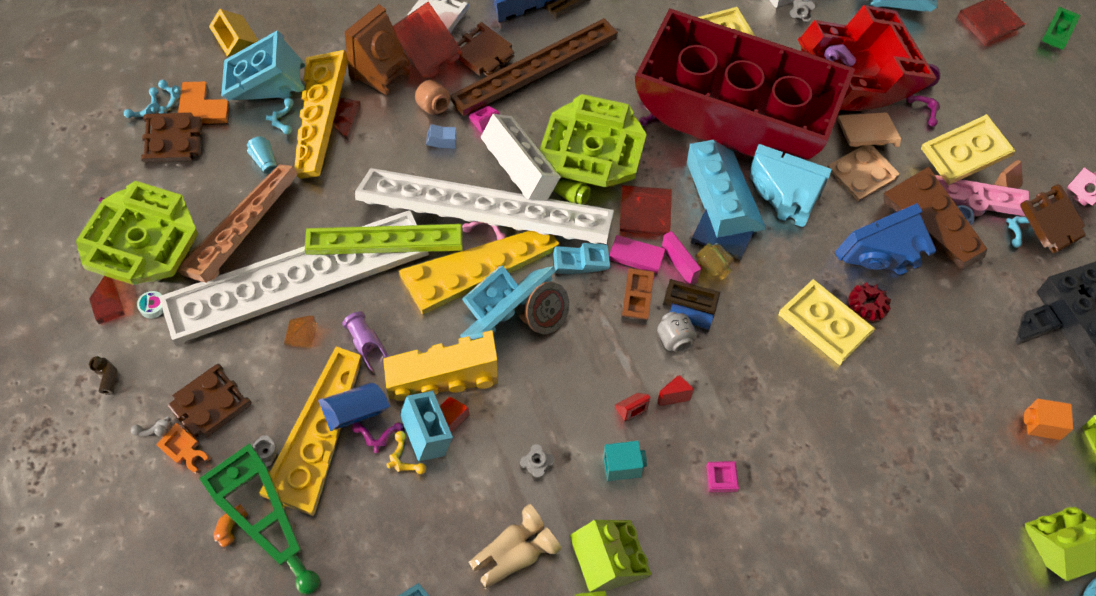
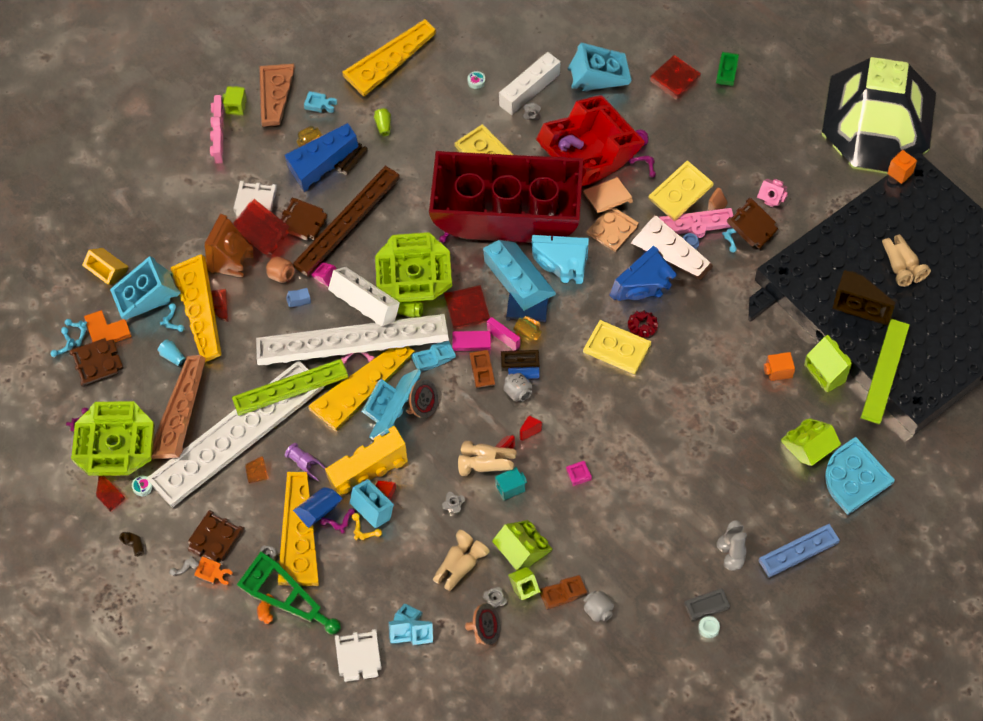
camera: 15 degrees left, 0 degrees up
(602, 417) = (486, 458): none -> tan piece

